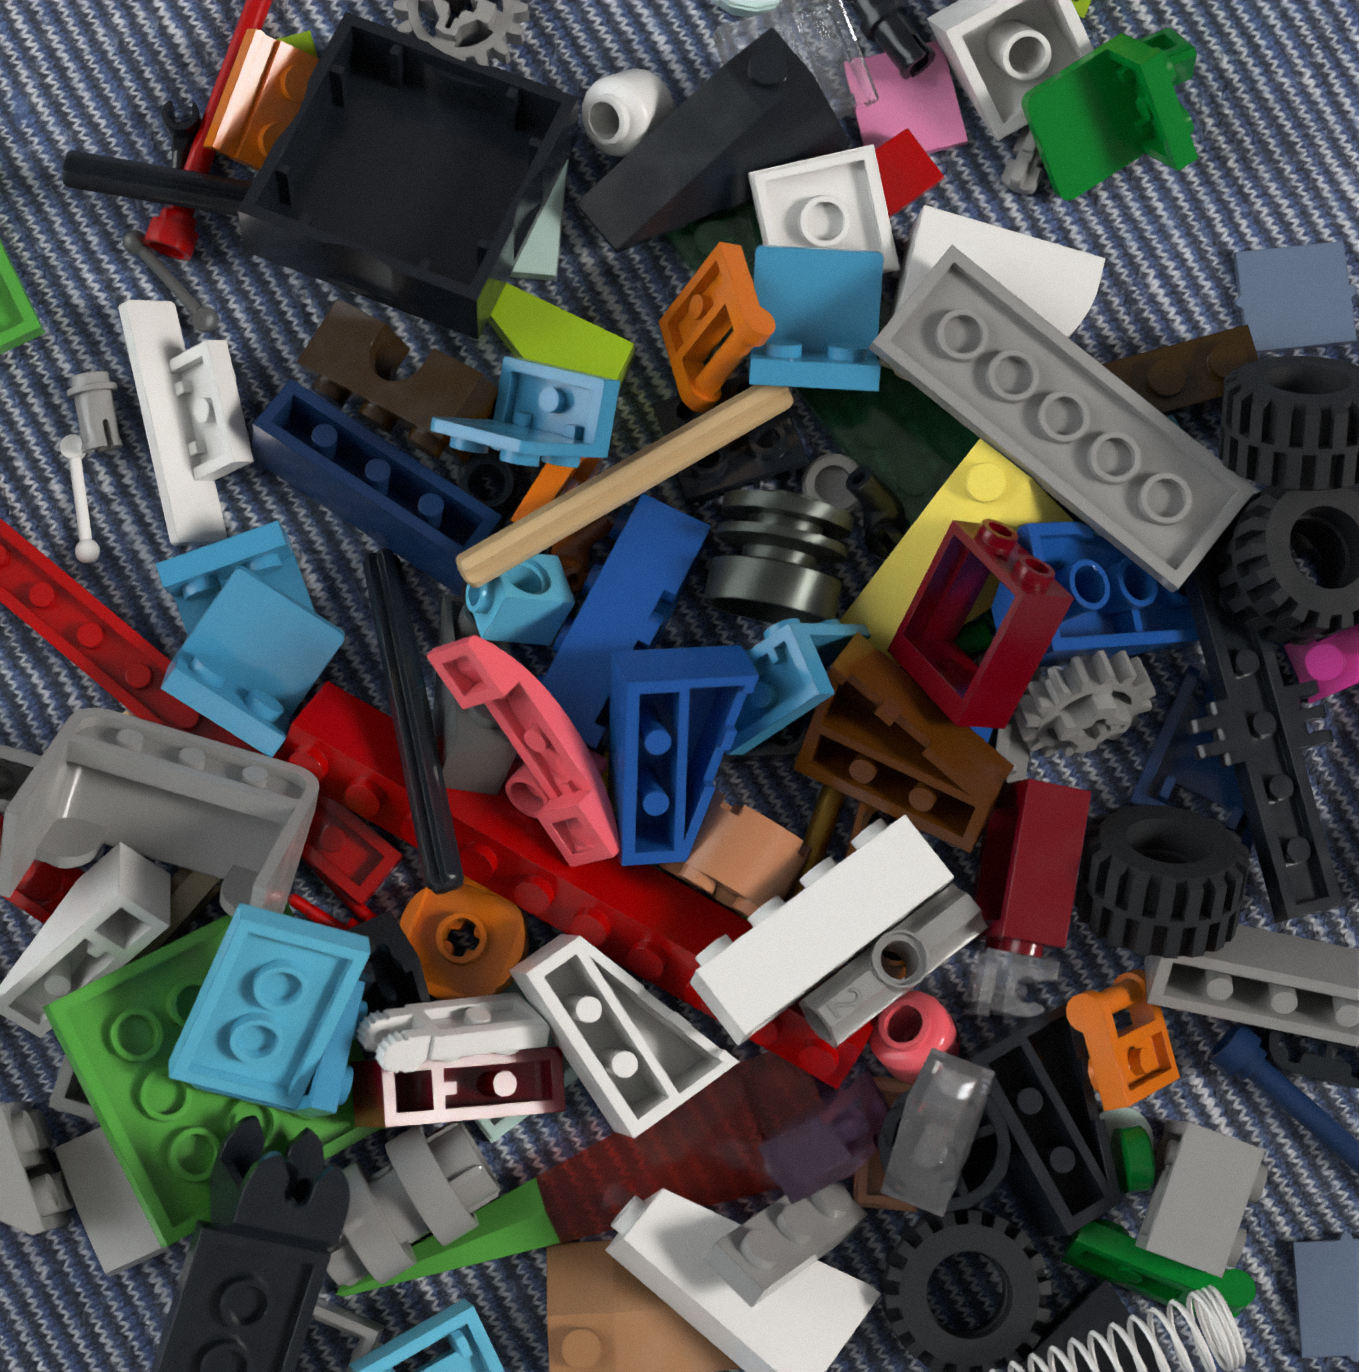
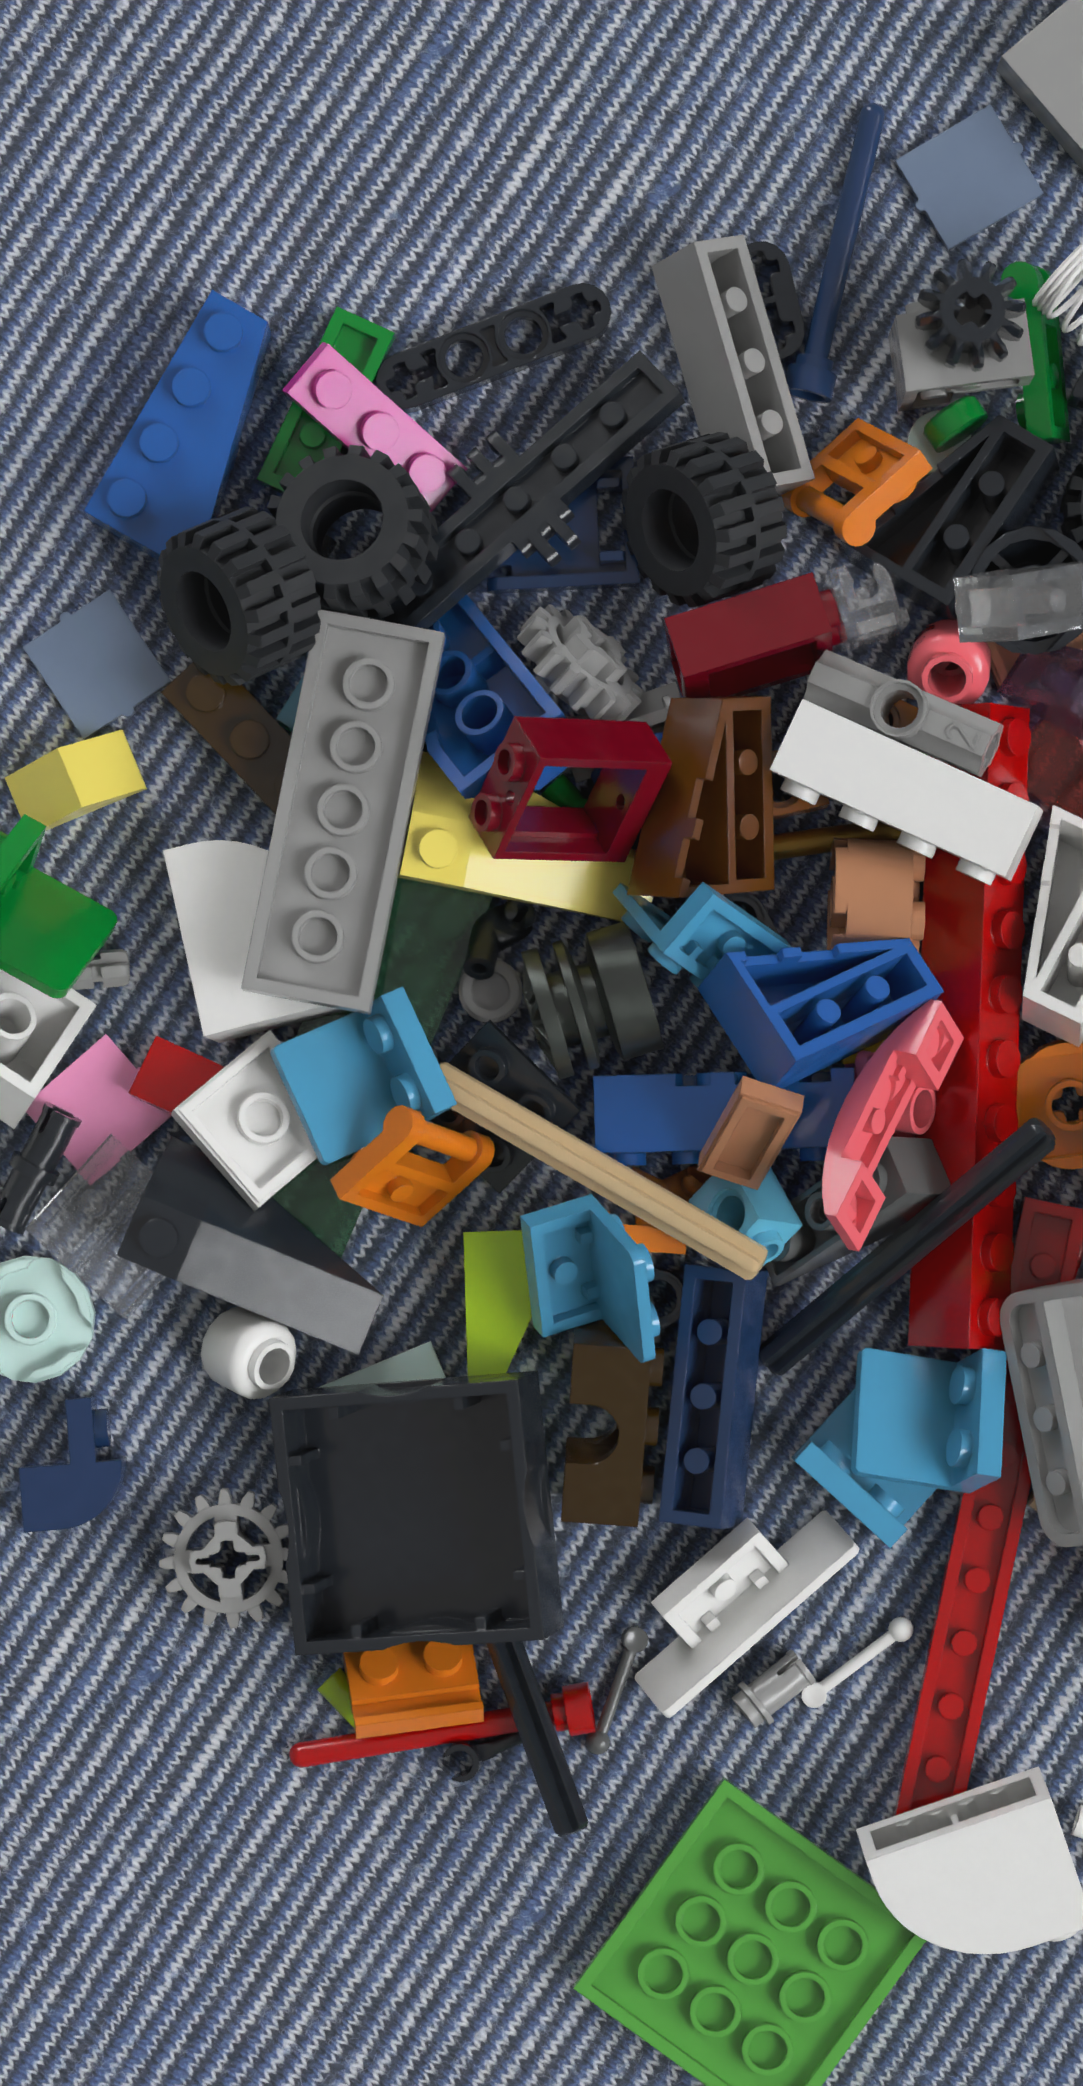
camera: 115 degrees left, 5 degrees up
(586, 624) = (750, 1132): none -> nougat tile
(1202, 227) = (76, 779): none -> light yellow slope
(1251, 1231) = (969, 337): none -> black gear

